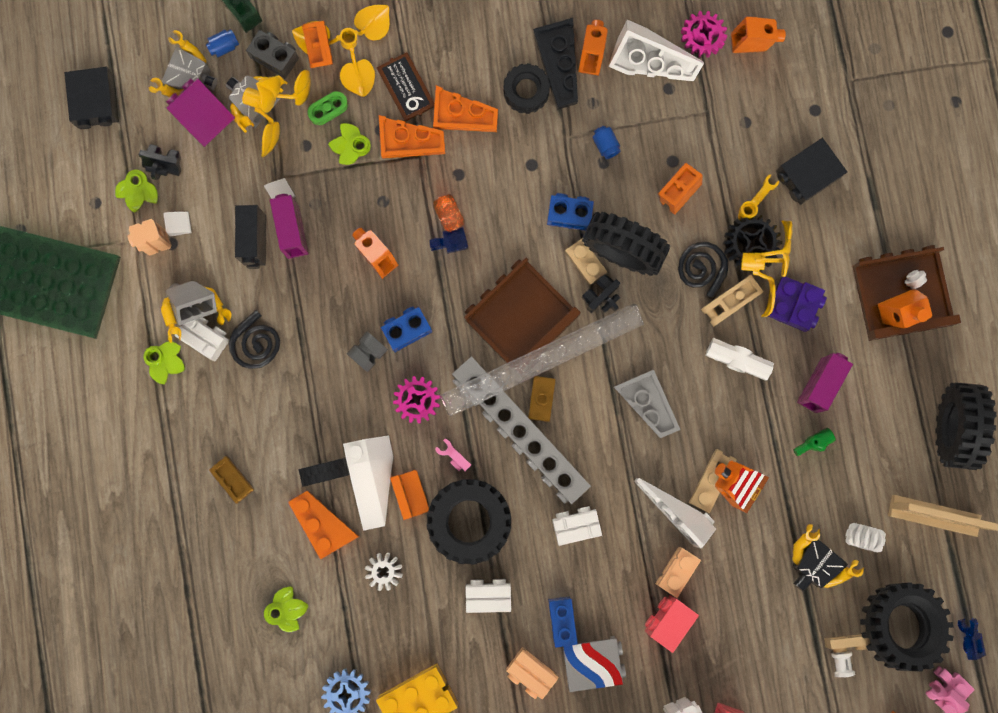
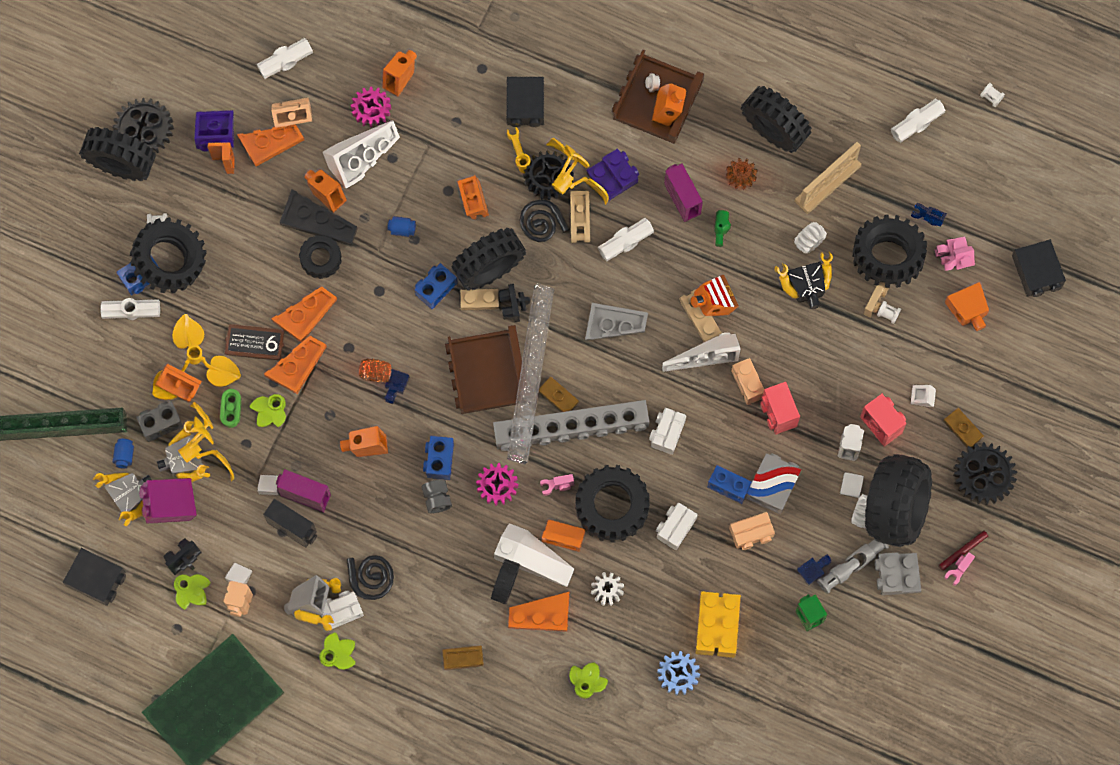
camera: 55 degrees left, 10 degrees down
(892, 426) = (735, 177): none -> clear orange gear

